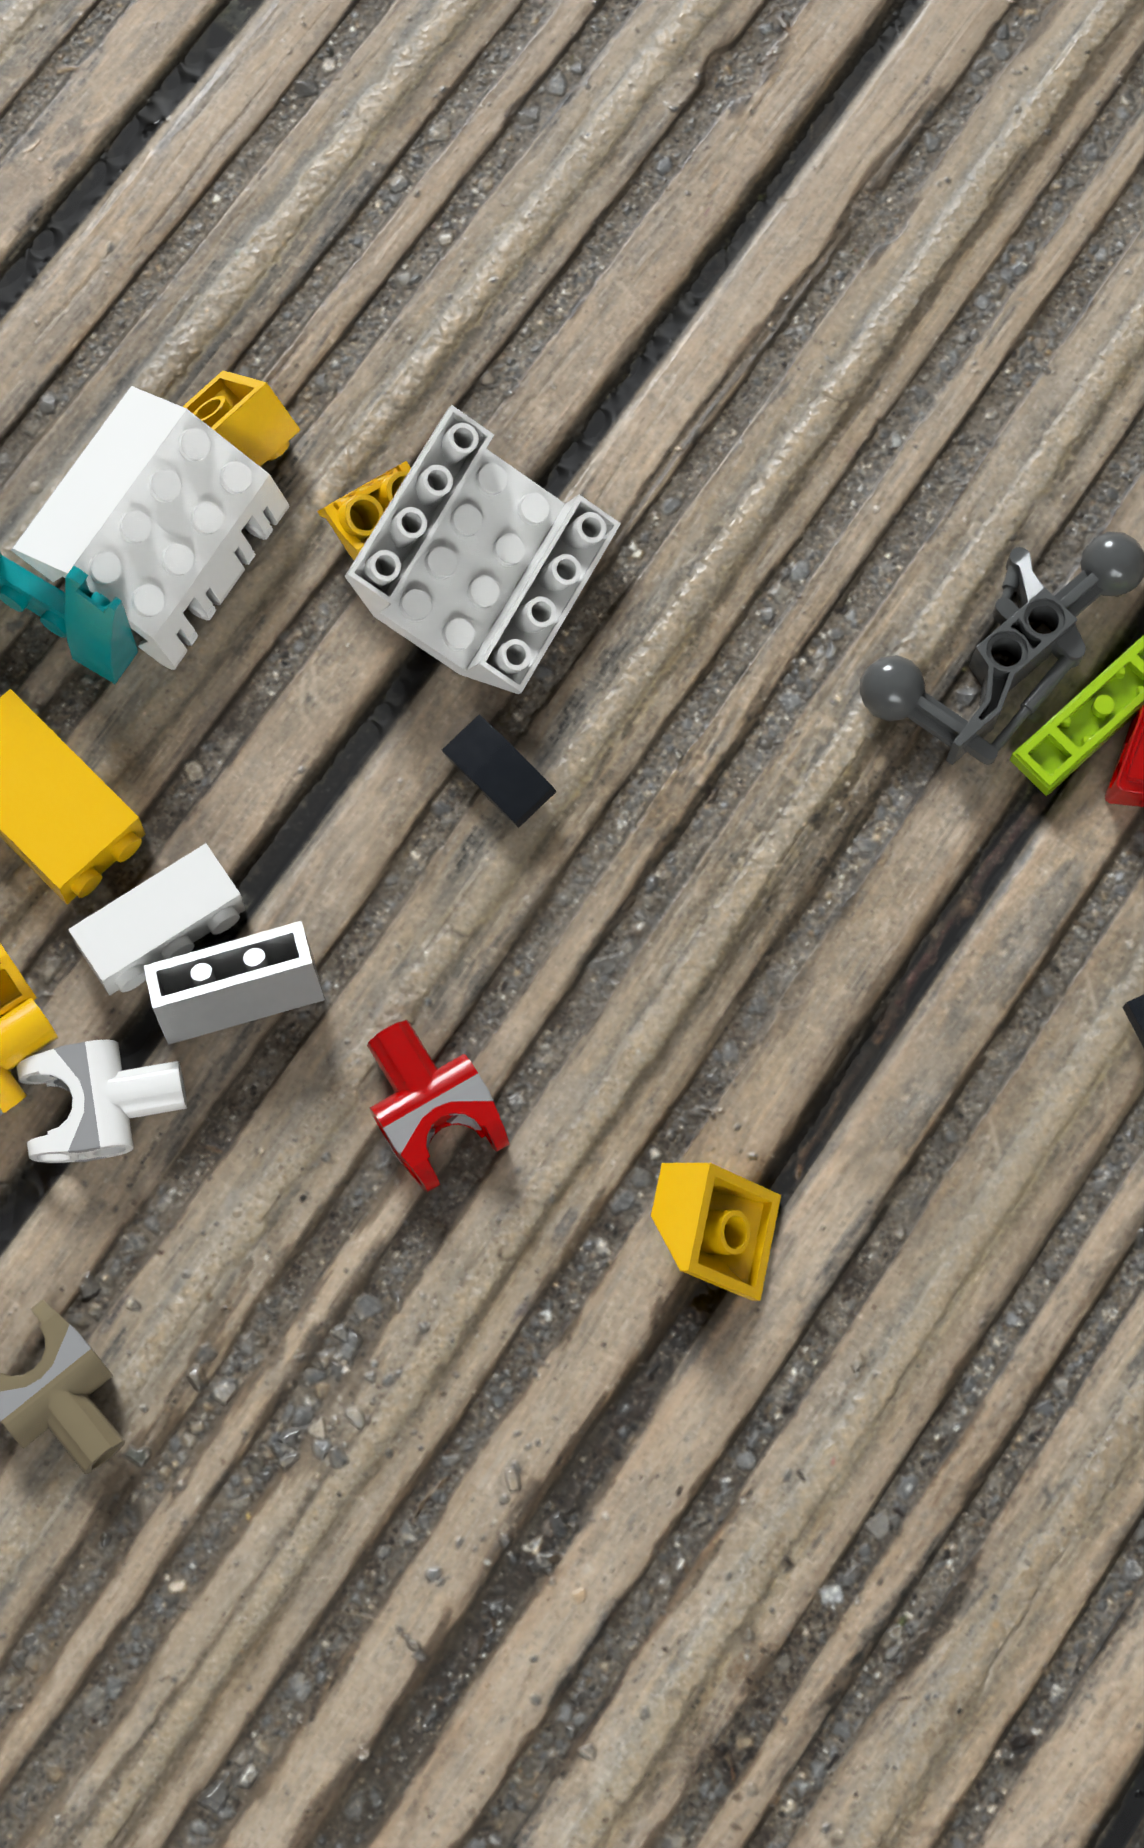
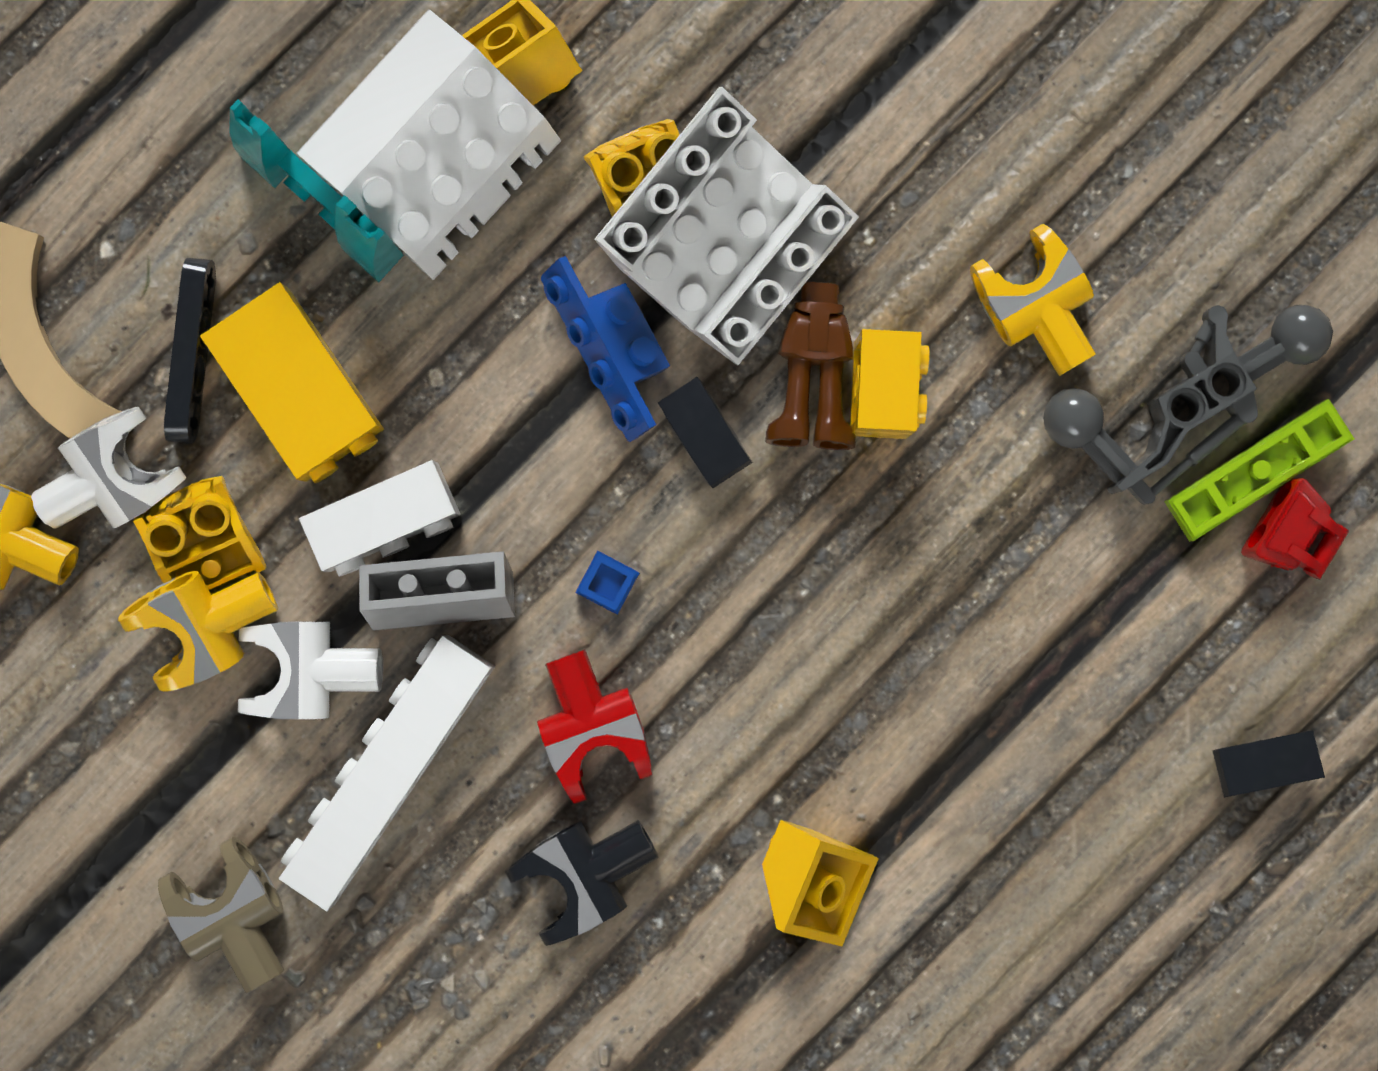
camera: 15 degrees right, 15 degrees up
(208, 1193) = (386, 771): none -> white brick
(379, 698) = (611, 341): none -> blue bracket
(421, 950) = (607, 582): none -> blue tile
(454, 1266) = (586, 874): none -> black connector
(601, 656) = (815, 337): none -> reddish brown piece
(685, 681) = (887, 384): none -> yellow brick
(831, 580) = (1042, 305): none -> yellow connector

